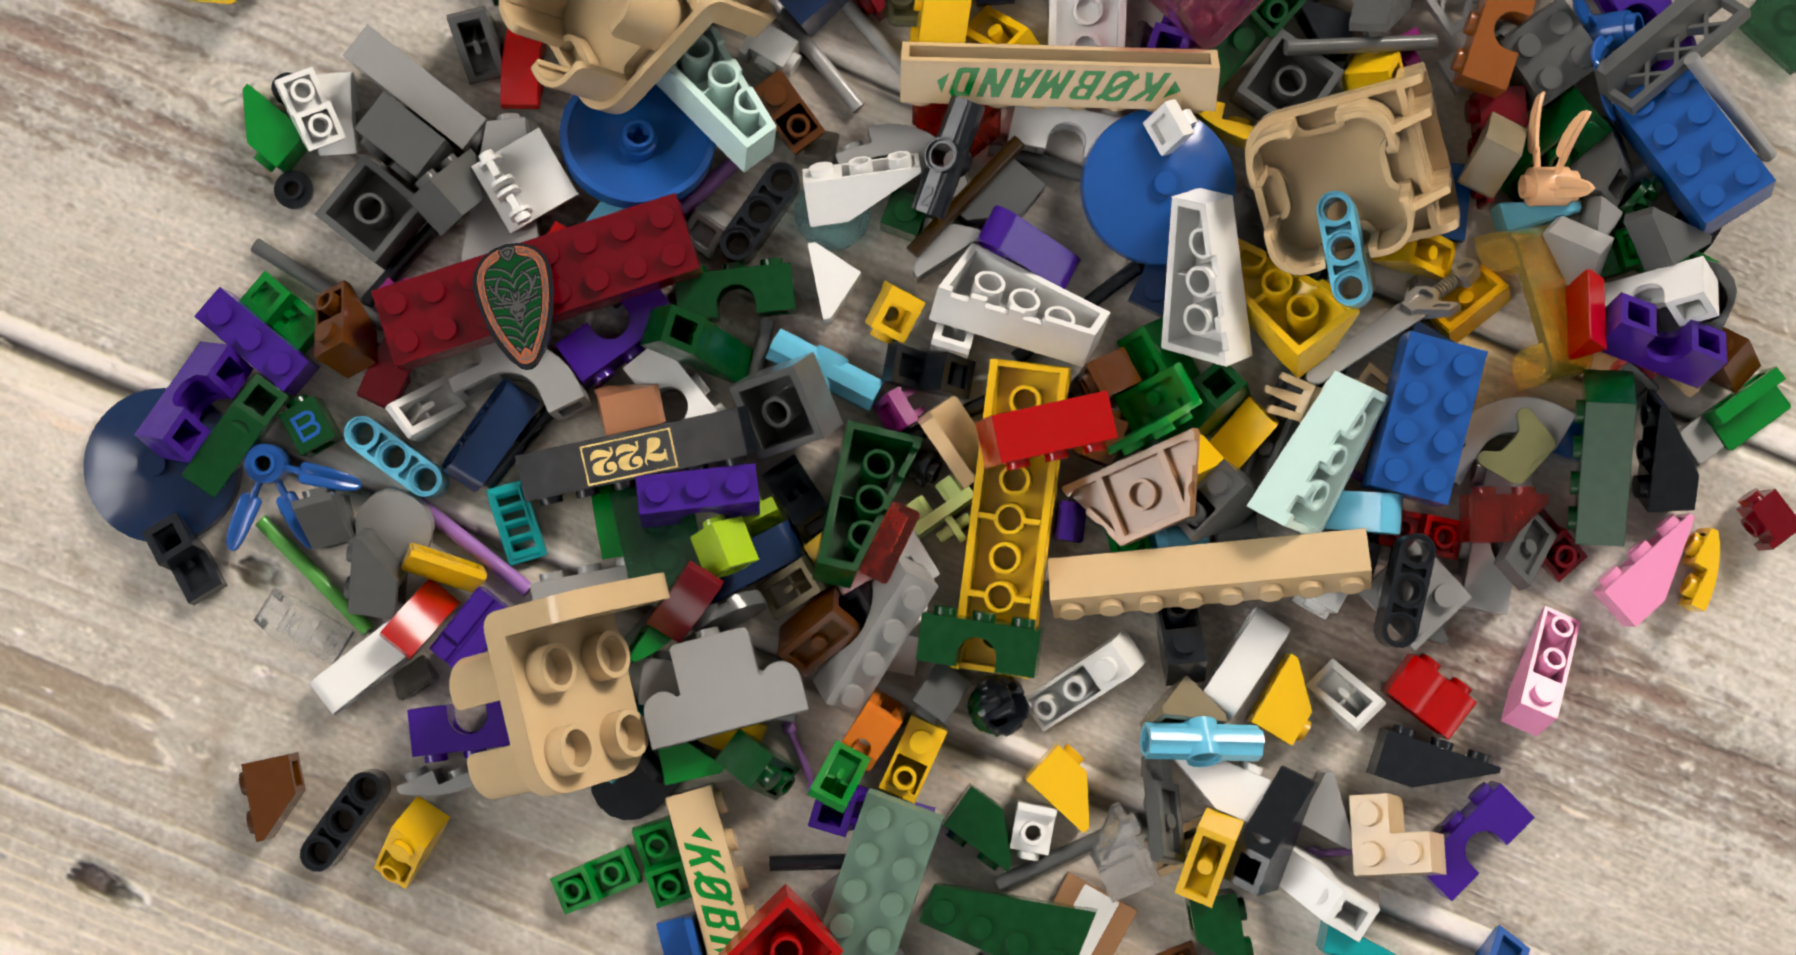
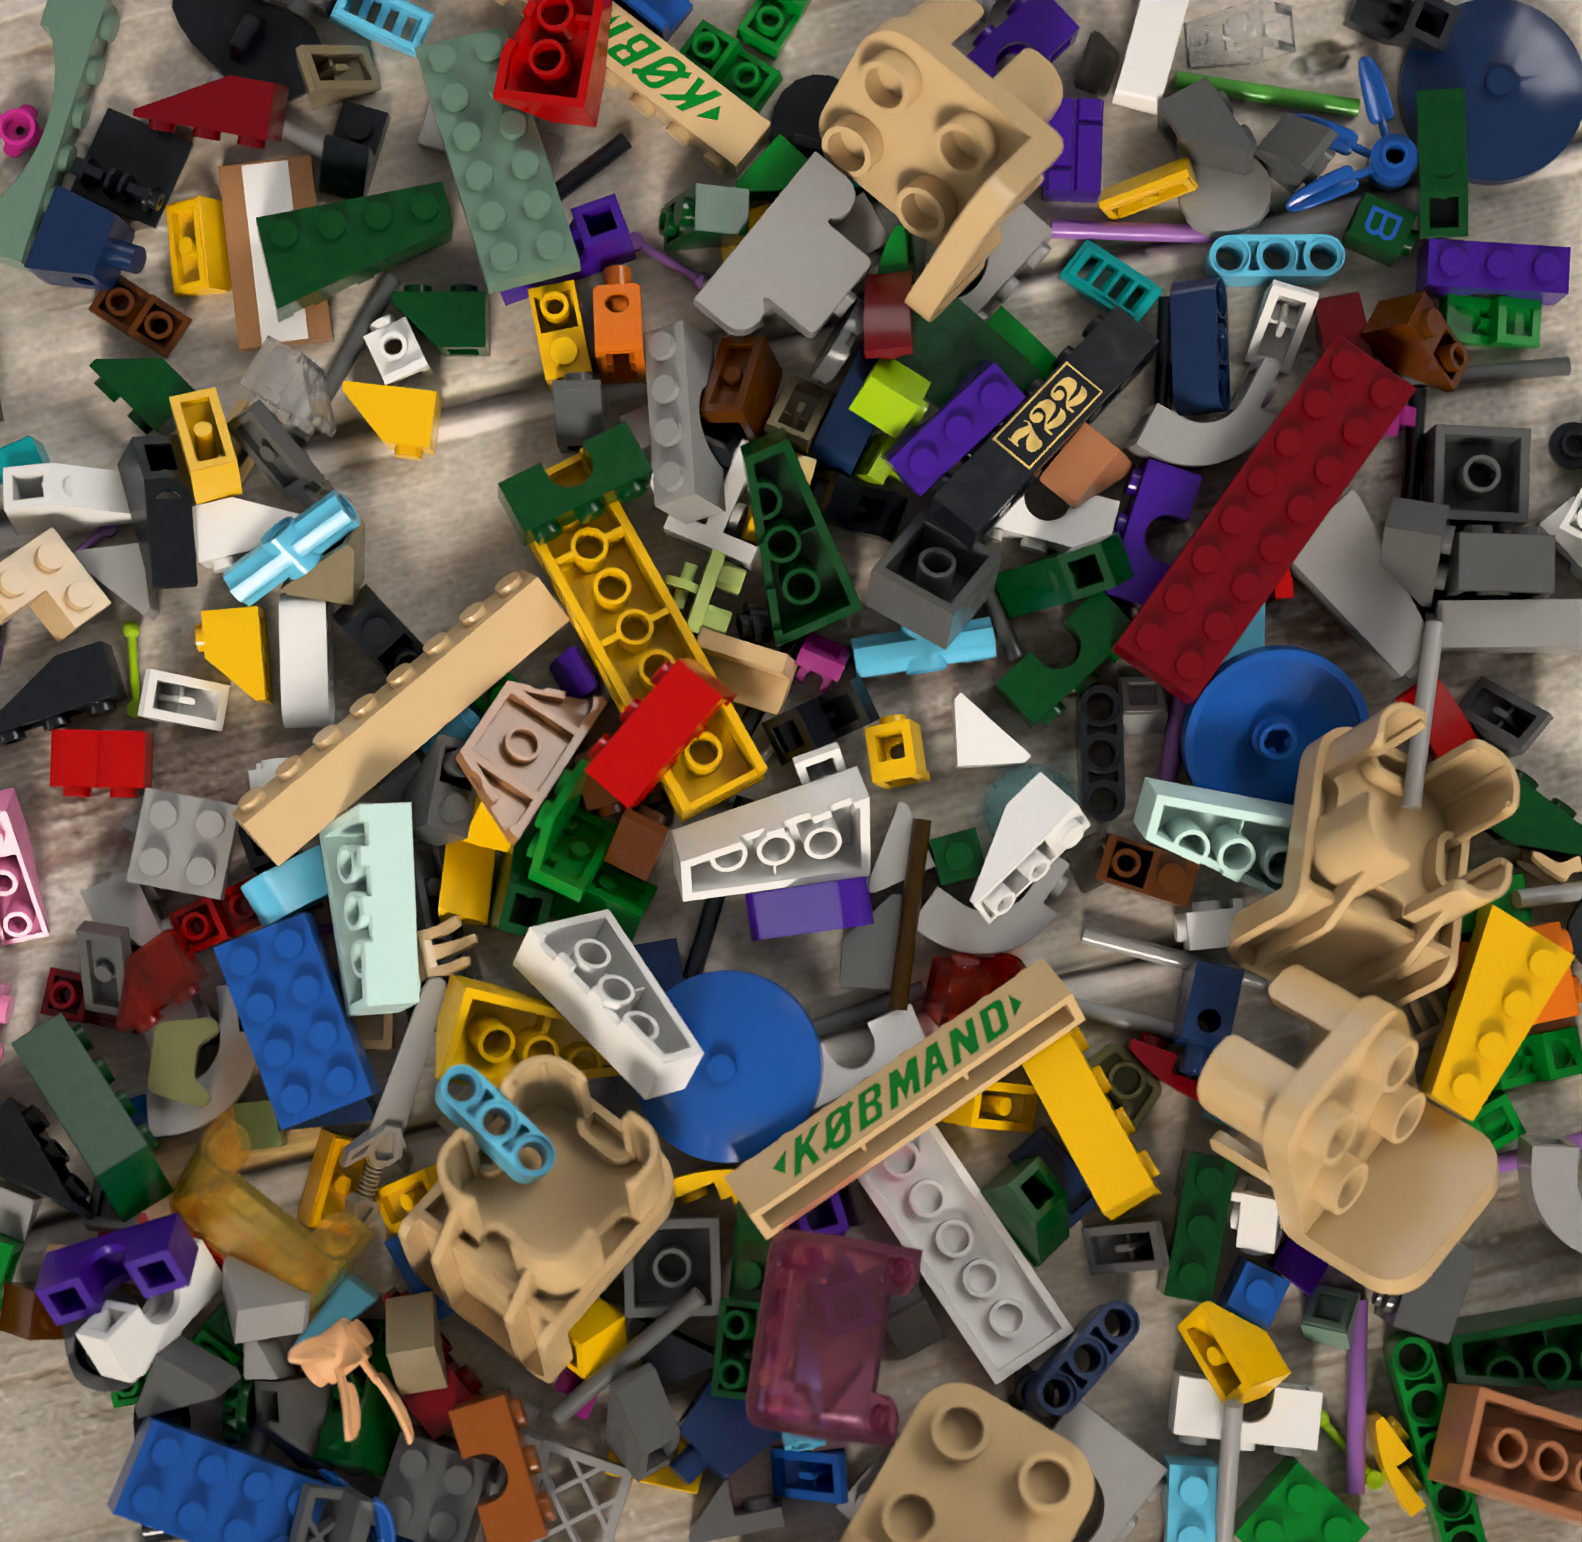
camera: 145 degrees right, 0 degrees up
(208, 375) = (1511, 133): dark purple arch -> none
(419, 618) = (1133, 122): slope -> none
(516, 301) = (1266, 475): shield -> none
(524, 180) = (1353, 612): white hinge -> none
(528, 80) = (1424, 700): none -> light grey bar
(839, 776) = (617, 254): green slope -> none
(889, 542) = (734, 516): clear red slope -> none
(955, 134) = (946, 906): black piece -> none
(998, 705) = (513, 442): black piece -> none
(1085, 680) = (448, 533): white slope -> none
(1170, 126) = (756, 1126): white tile -> none
(1346, 771) = (131, 630): none -> lime hinge
(1419, 577) = (180, 815): black beam -> none
(1495, 377) = (260, 1124): none -> sand green slope
(1586, 315) = (207, 1239): red slope -> none

